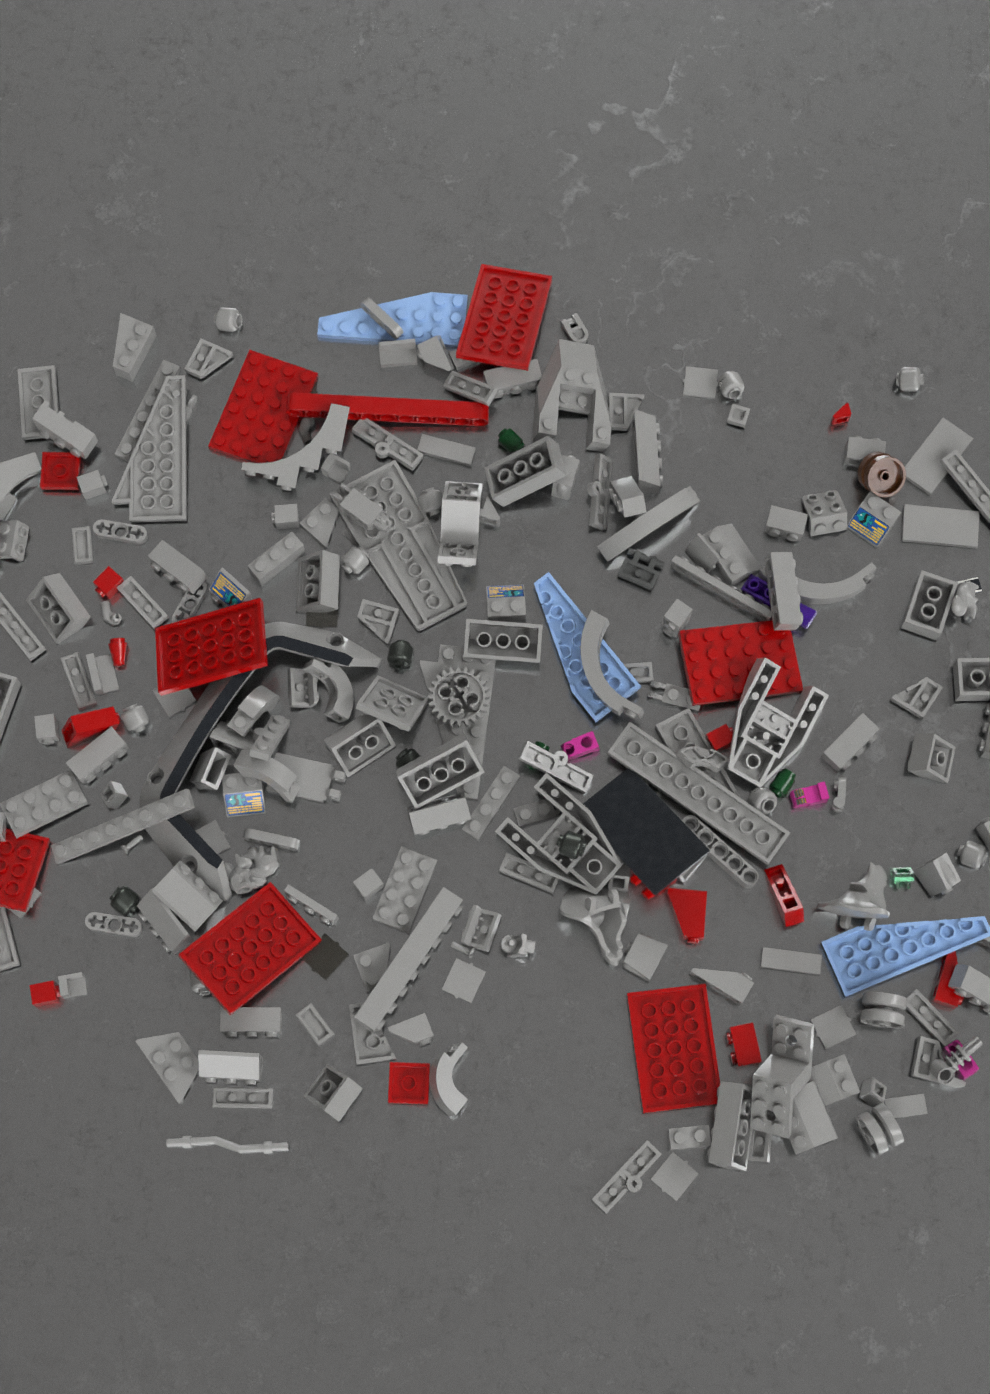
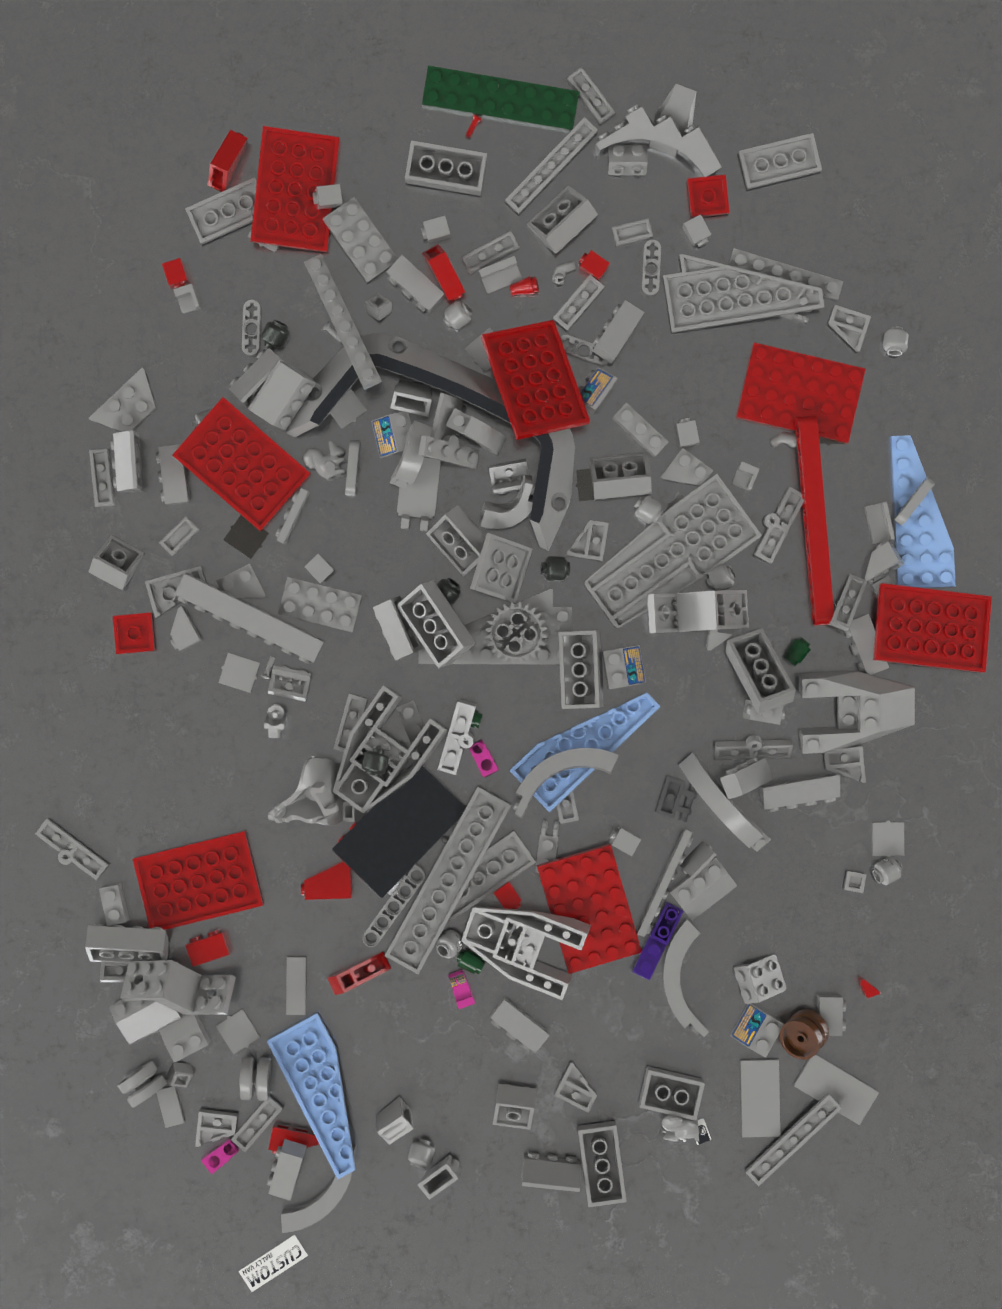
camera: 85 degrees right, 15 degrees up
(64, 431) = (746, 194): light grey wedge -> none
(132, 346) = (853, 246): light grey wedge -> none
(189, 1141) = (58, 507): light grey bar -> none
(239, 876) = (309, 442): light grey animal -> none
(287, 469) = (751, 447): light grey arch -> none
(362, 509) = (700, 510): light grey hinge -> none
(441, 1080) = (138, 664): light grey arch -> none
(446, 450) = (780, 586): light grey tile -> none
(491, 803) = (416, 677): light grey plate -> none
(575, 334) = (925, 707): light grey plate -> none
(643, 956) = (282, 843): light grey torso -> none
(674, 1176) = (79, 894): light grey piece -> none
(697, 756) = (484, 881): light grey tile -> none
(730, 984) = (265, 928): light grey slope -> none
(783, 591) = (664, 945): light grey brick -> none
(786, 523) = (742, 941): light grey brick -> none
(839, 787) = (473, 1019): light grey plate -> none
(861, 900) = (359, 1051): light grey animal -> none
(902, 874) = (393, 1087): clear green tile -> none
(909, 379) = (916, 1055): light grey head -> none
(944, 1070) = (204, 1141): light grey piece -> none

